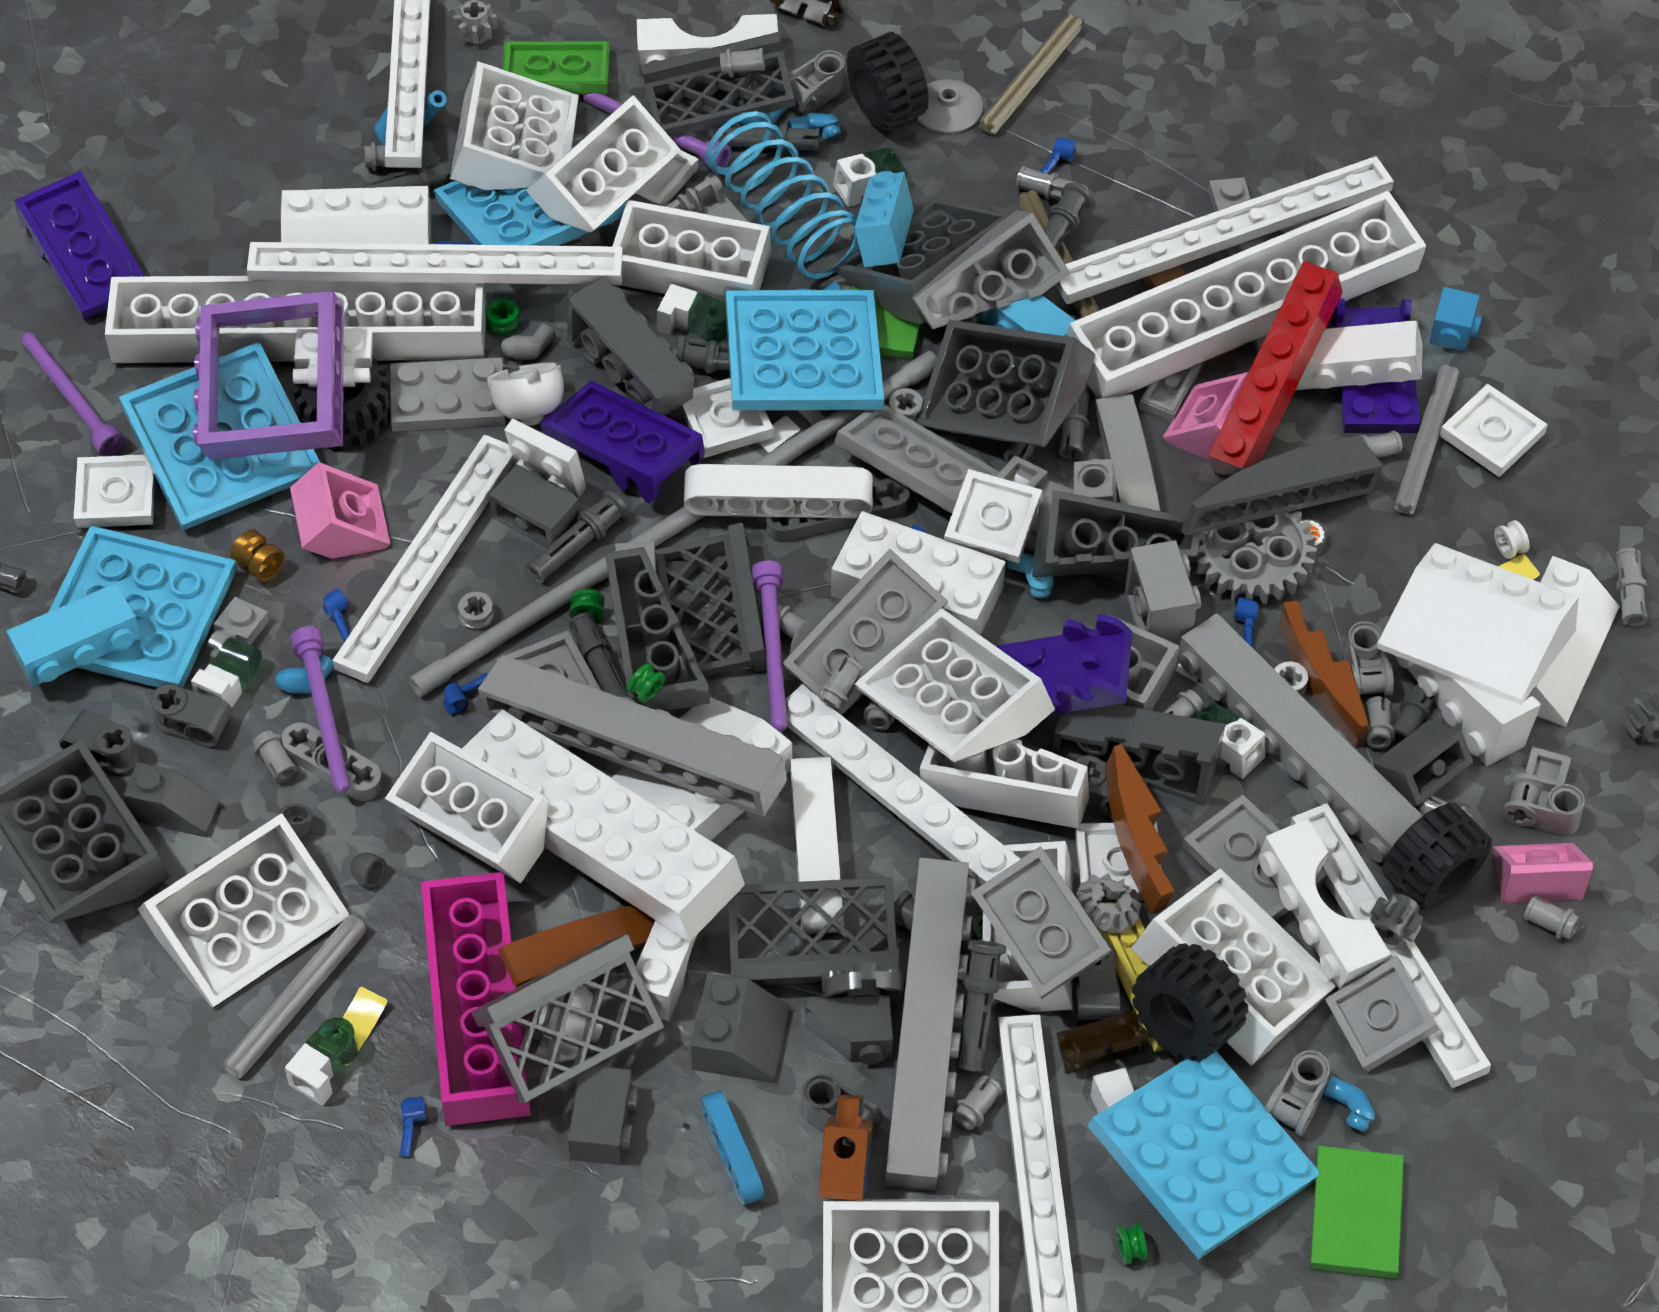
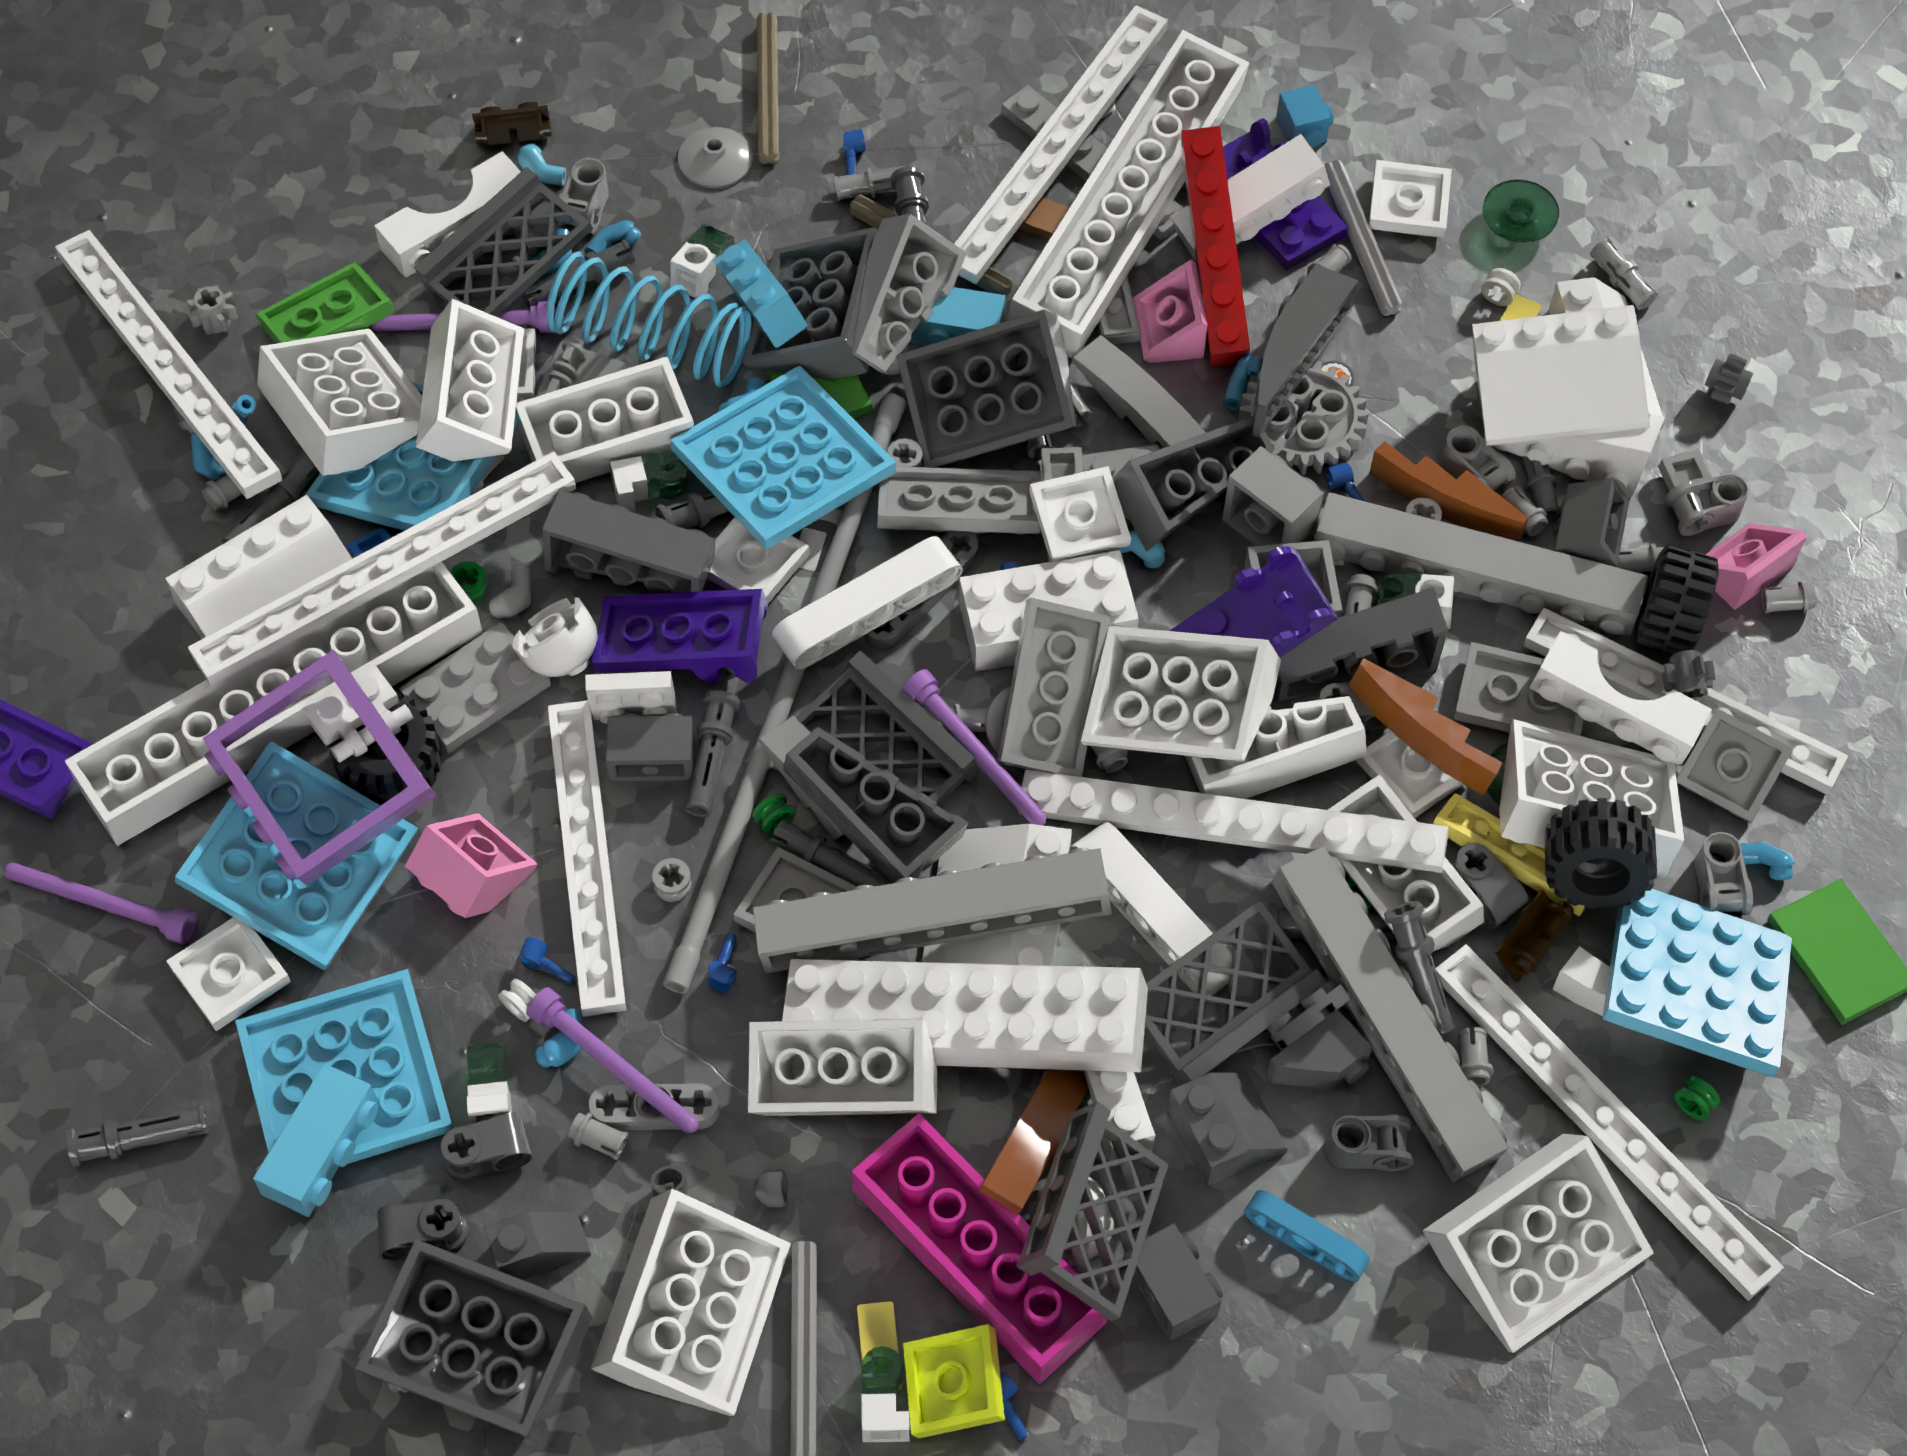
camera: 35 degrees left, 5 degrees up
(239, 621) = (454, 1029): light grey plate -> none
(261, 558) = (423, 951): pearl gold wheel -> none
(294, 623) = (517, 999): none -> white bush
(380, 1078) = (953, 1381): none -> neon yellow plate
(646, 682) = (918, 854): green bush -> none
(742, 61) = (514, 213): light grey pin -> none
(800, 41) = (531, 157): none -> medium azure arm
(840, 682) = (1068, 748): light grey pin -> none
(846, 1168) = (1425, 1178): dark orange torso -> none
(887, 81) = (659, 161): black tyre -> none
(1041, 922) = (1434, 861): light grey plate -> none
(1095, 479) = (1136, 423): light grey brick -> none
(1106, 916) = (1430, 807): light grey gear -> none
(1583, 478) = (1520, 211): none -> clear green dish

